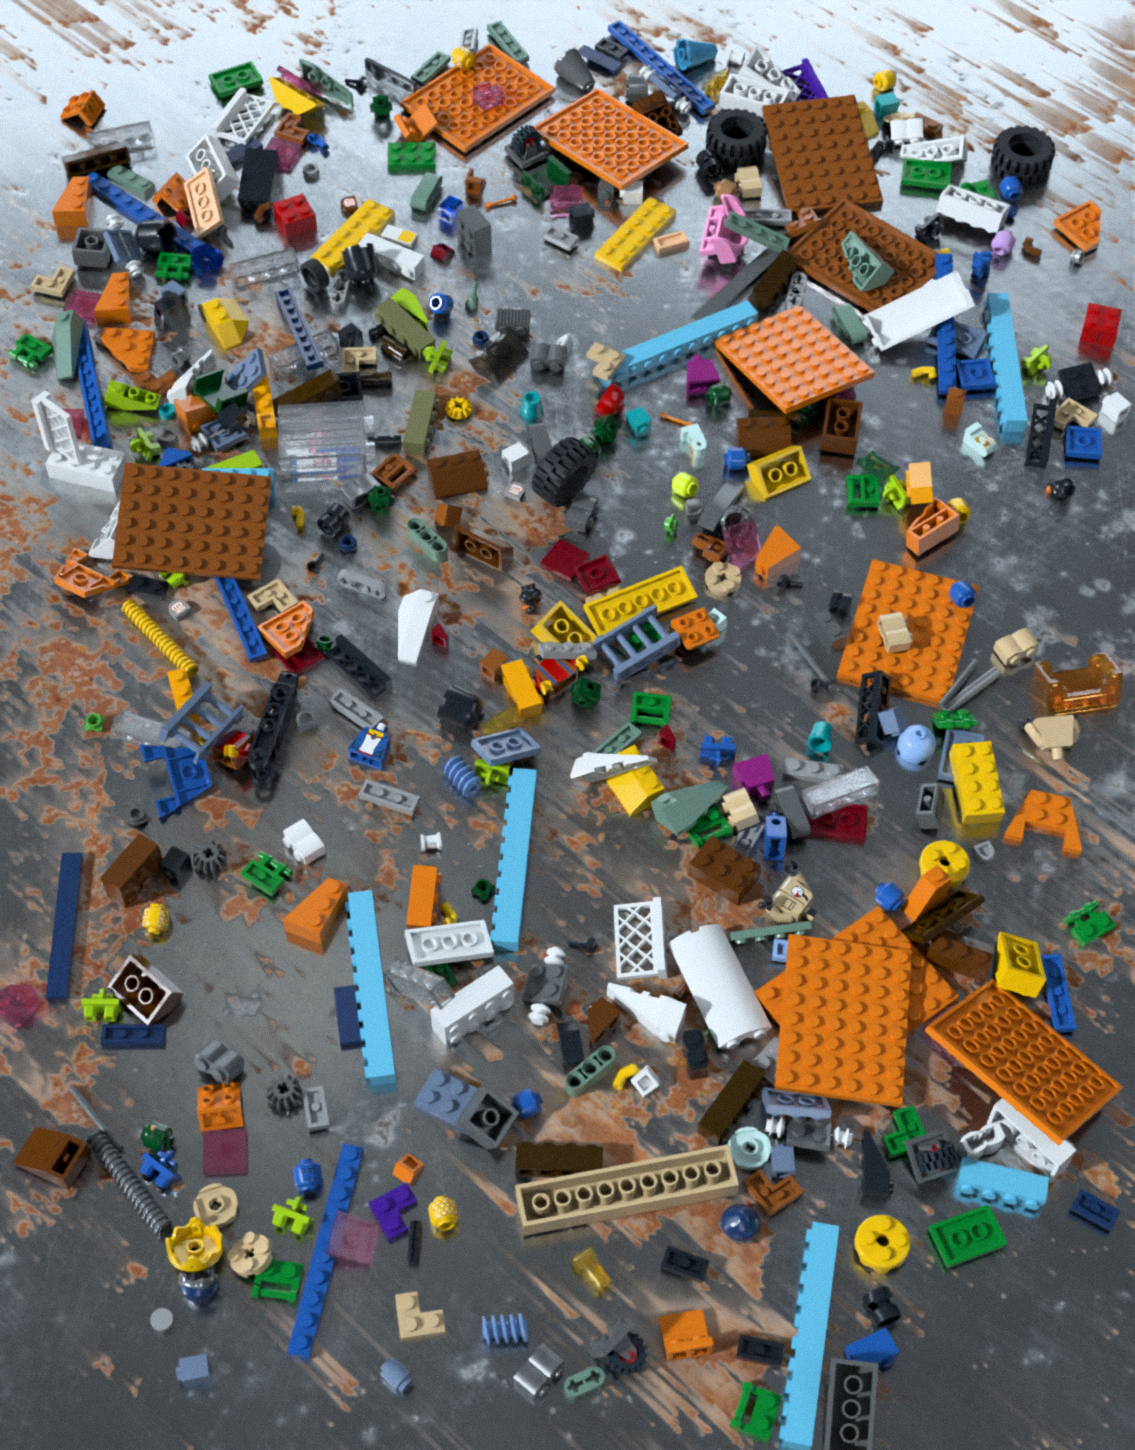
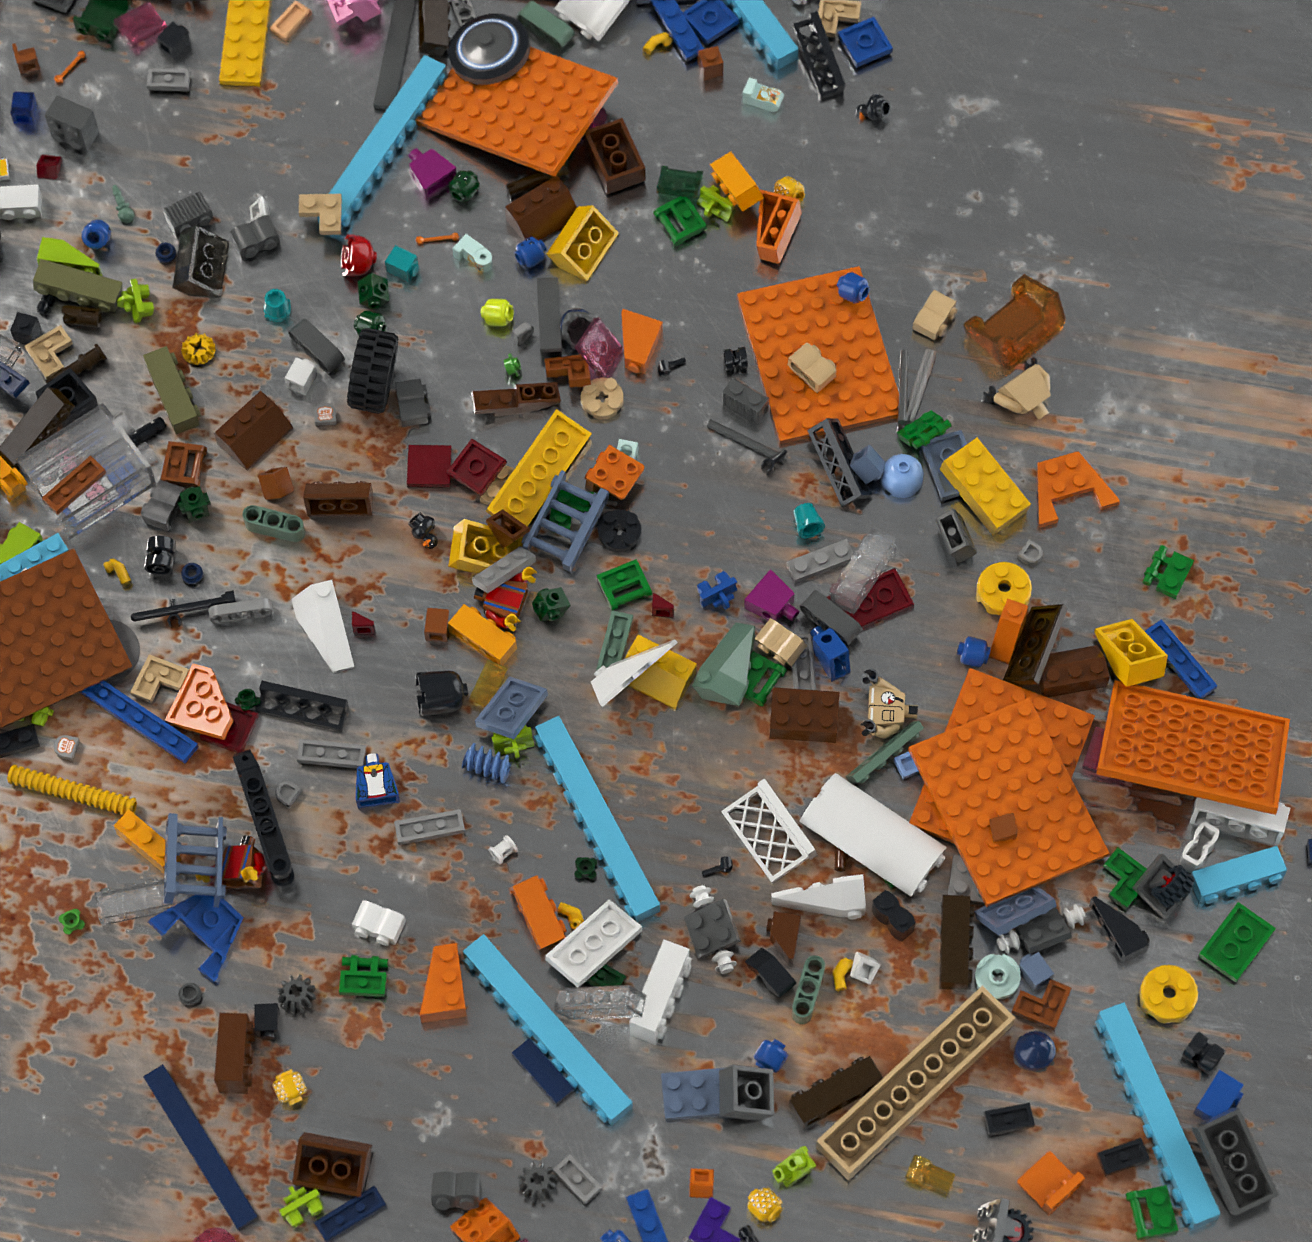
camera: 30 degrees left, 10 degrees up
(302, 438) = (73, 485): none -> dark orange plate
(323, 561) = (228, 597): none -> black piece
(485, 1197) = (794, 1167): none -> lime hips
(587, 624) = (506, 528): none -> reddish brown slope
(659, 549) = (514, 401): none -> reddish brown slope
(677, 663) = (613, 520): none -> black plate
(796, 317) = (489, 48): none -> dish
(824, 1034) = (1003, 827): none -> dark orange slope

